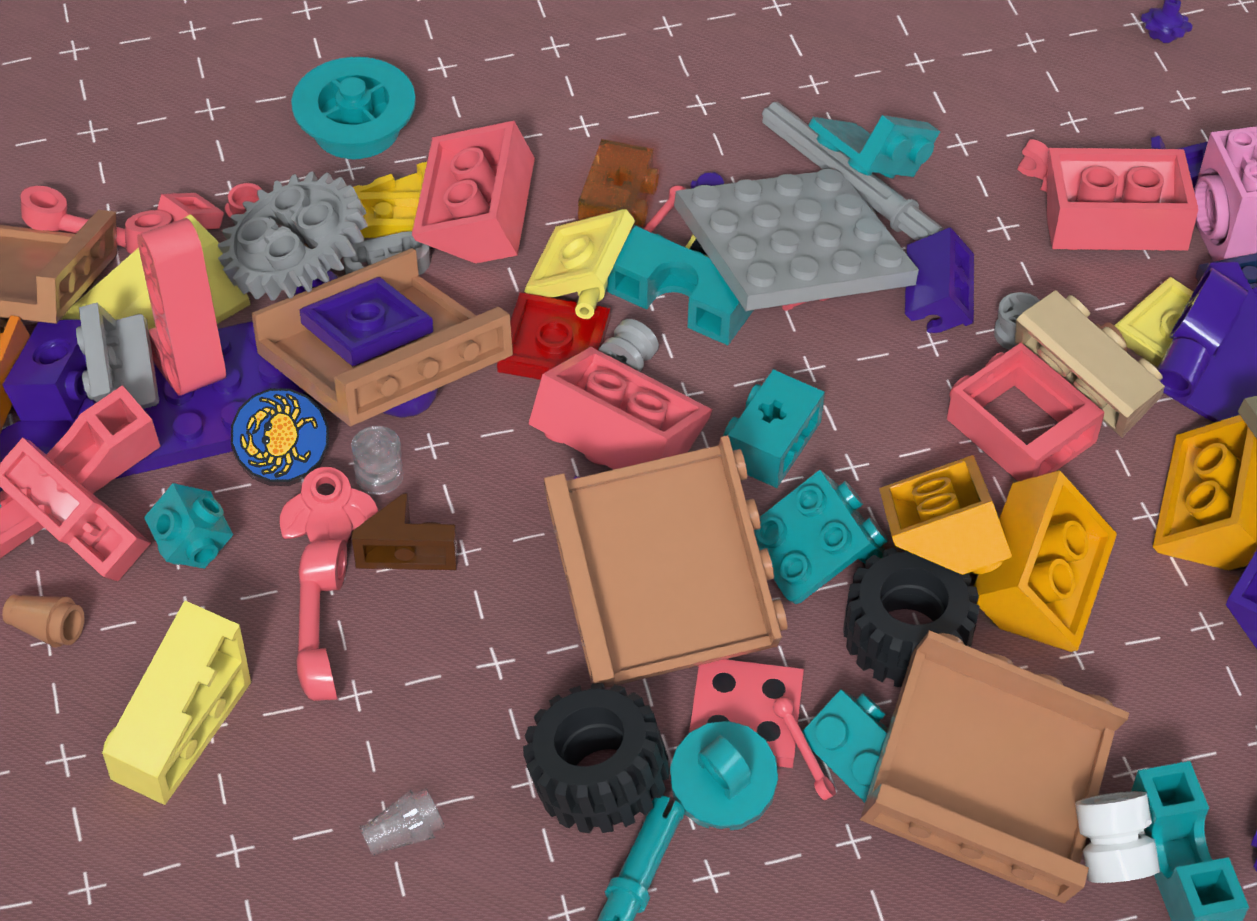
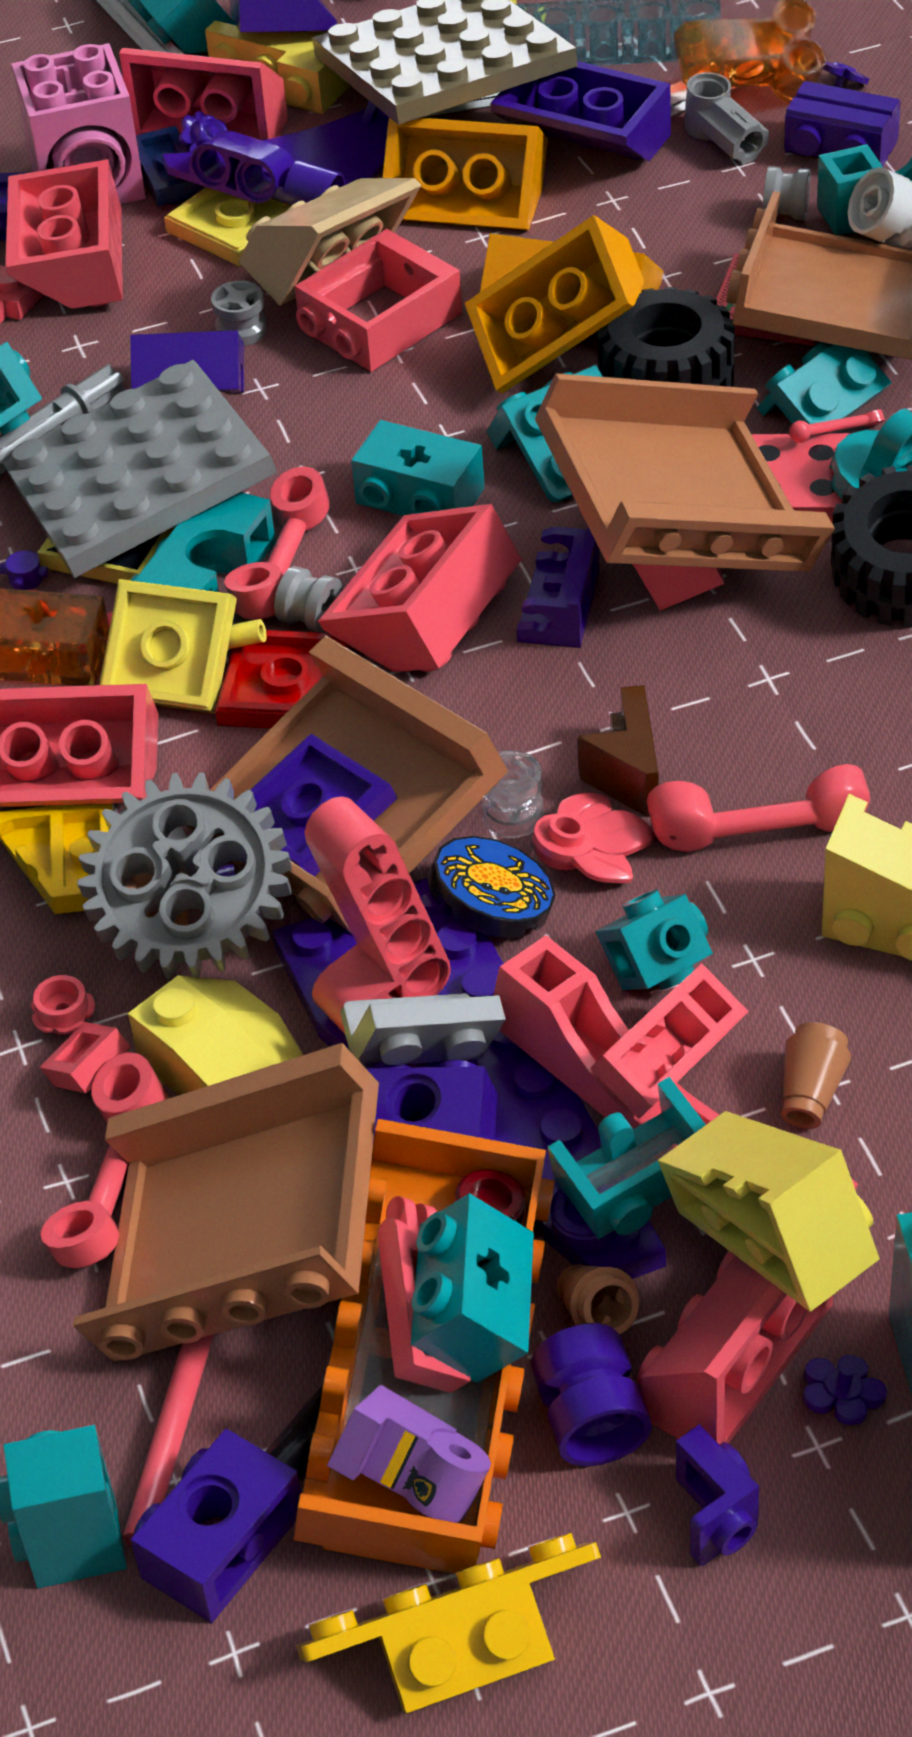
camera: 90 degrees left, 5 degrees down
(751, 353) = (299, 505): none -> coral piece
(1185, 744) = (793, 190): none -> light grey wheel

